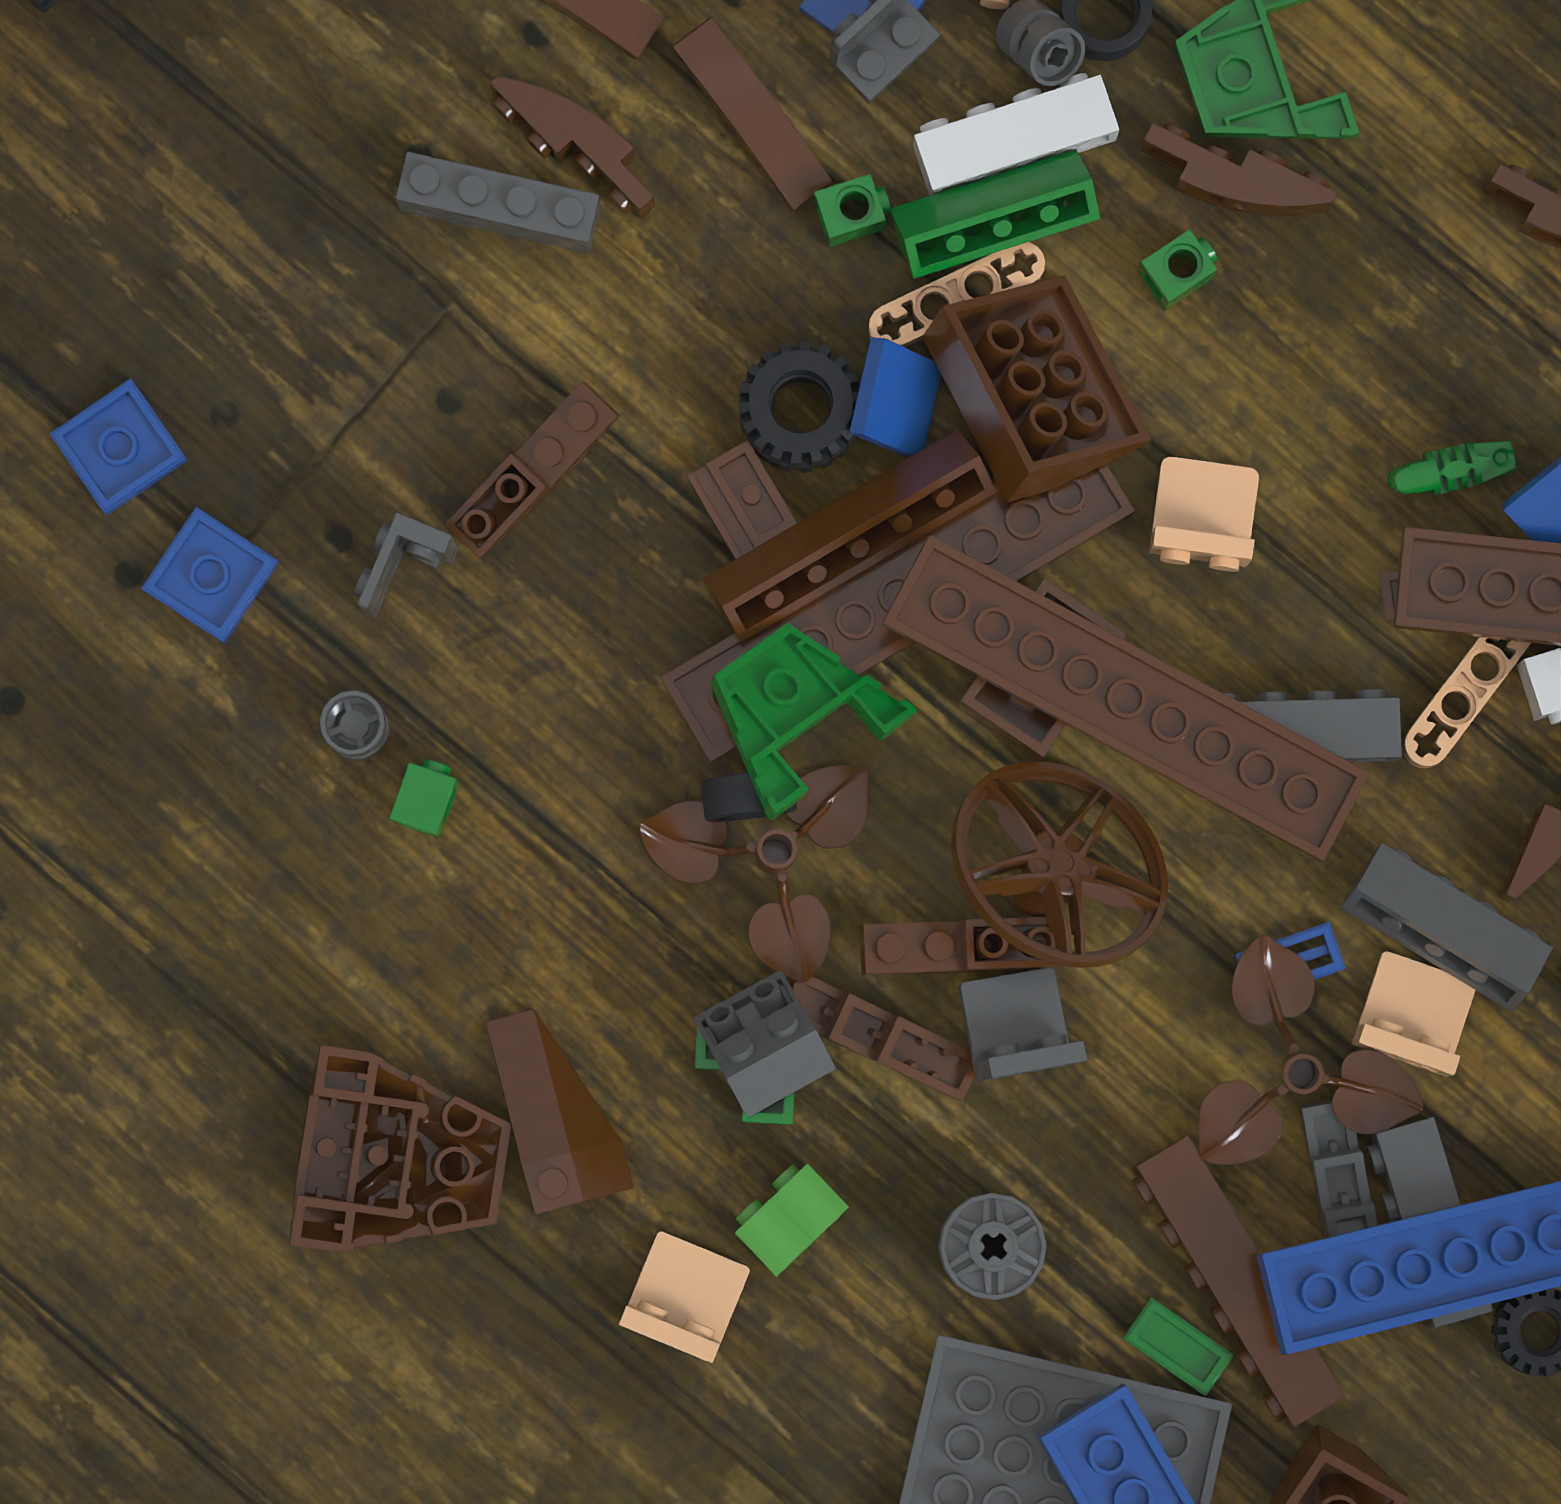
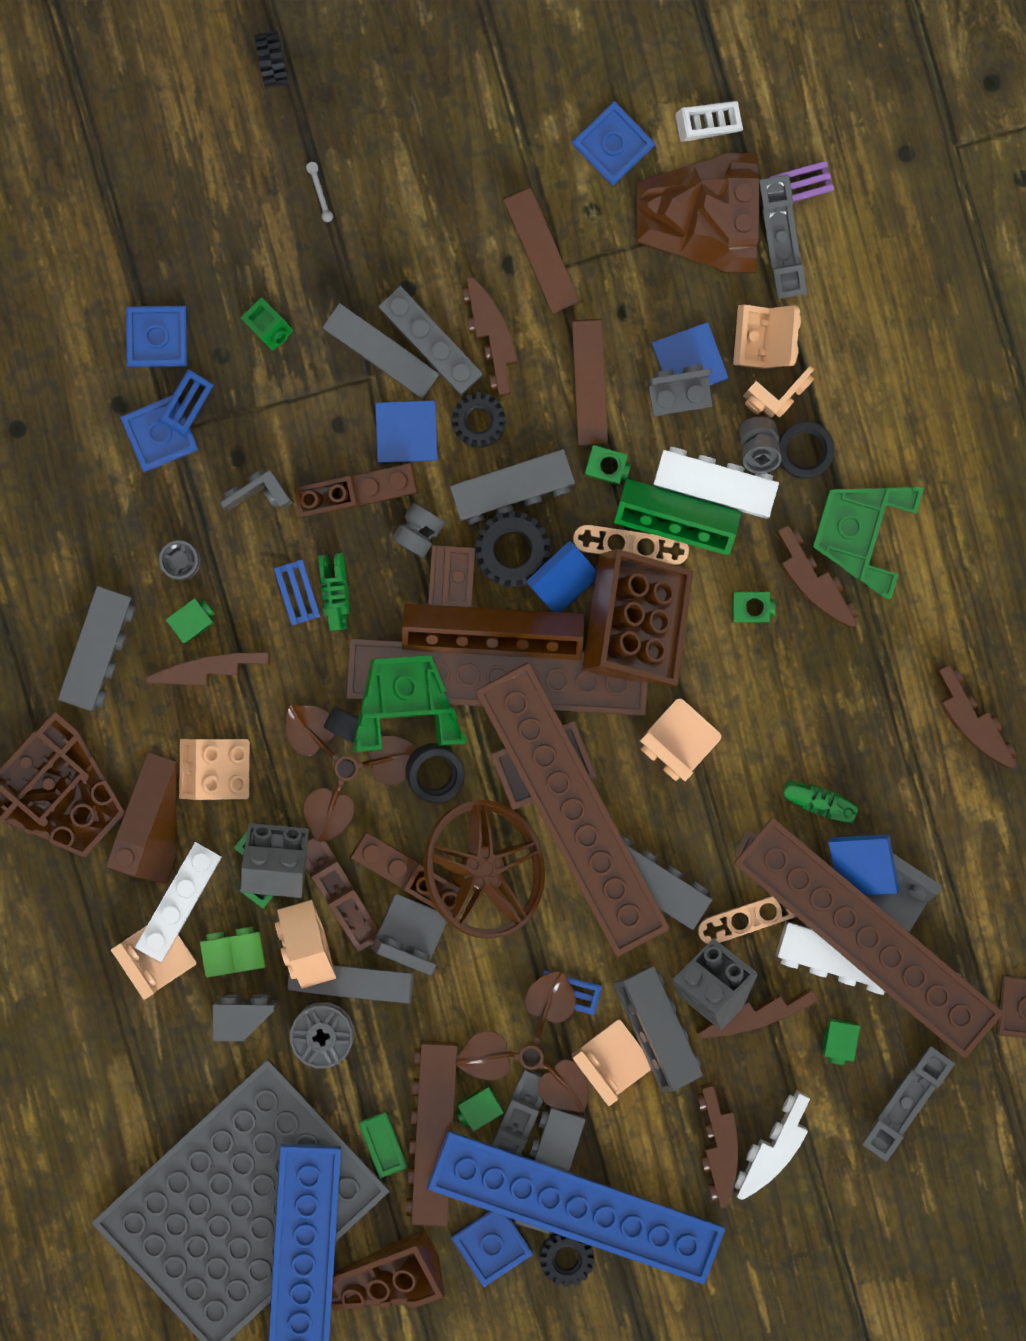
camera: 35 degrees right, 5 degrees up
(181, 82) = (312, 168): none -> light grey hinge
(220, 544) = (173, 423): none -> blue tile
(259, 328) = (267, 324): none -> green bracket
(320, 925) = (96, 649): none -> dark grey brick
(439, 260) = (380, 351): none -> dark grey slope
(479, 863) = (198, 671): none -> reddish brown slope
(512, 639) = (304, 616): none -> blue tile
(547, 348) = (406, 431): none -> blue tile
(592, 982) = (214, 769): none -> light nougat bracket
(596, 628) = (334, 591): none -> green hinge
(643, 237) = (496, 426): none -> black tyre
(653, 467) = (418, 530): none -> dark grey wheel
(668, 1198) = (178, 902): none -> white brick
(742, 322) = (511, 486): none -> dark grey brick
(863, 1300) = (237, 1017): none -> dark grey slope
(883, 1135) = (304, 944): none -> light nougat brick
(937, 782) = (444, 793): none -> black tyre
(980, 1148) = (363, 983): none -> dark grey slope
(1277, 1204) = (479, 1108): none -> green brick
(1423, 1385) = (491, 1246): none -> blue tile
(1483, 809) = (715, 983): none -> dark grey slope

